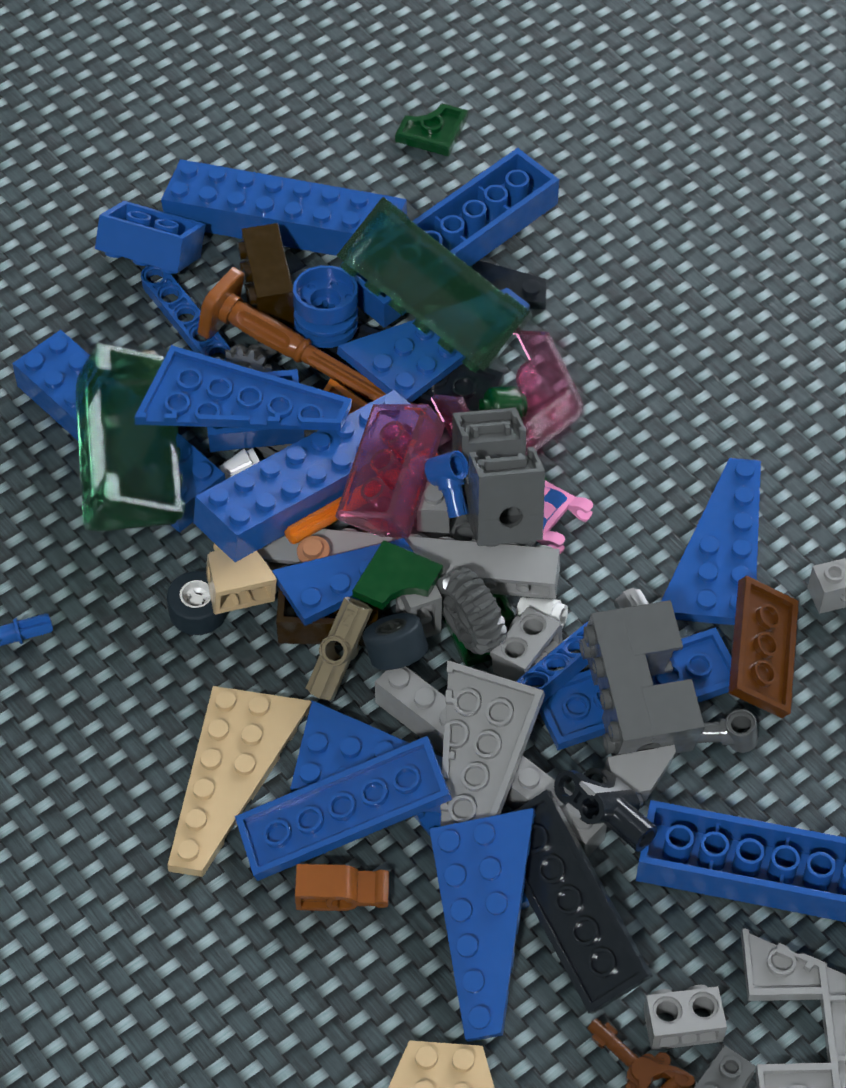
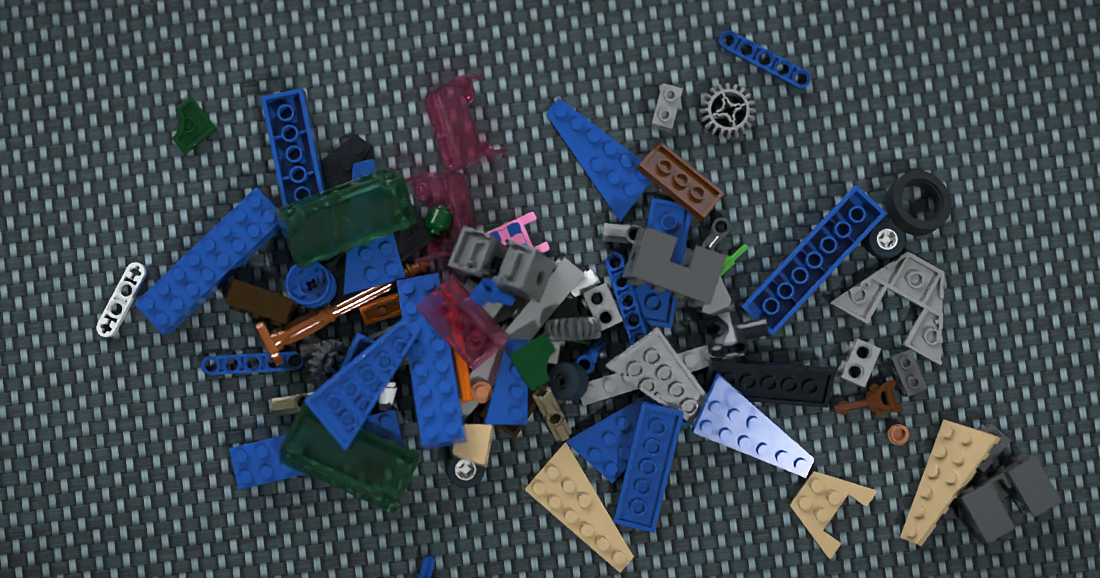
camera: 60 degrees left, 30 degrees up
(150, 237) = (185, 355): blue brick -> none
(174, 154) = (125, 302): none -> white beam
(339, 887) = (687, 490): dark orange piece -> none
(439, 657) = (591, 354): none -> blue pin
(645, 365) = (454, 125): none -> clear pink windscreen
(700, 770) = (729, 261): none -> bright green axle

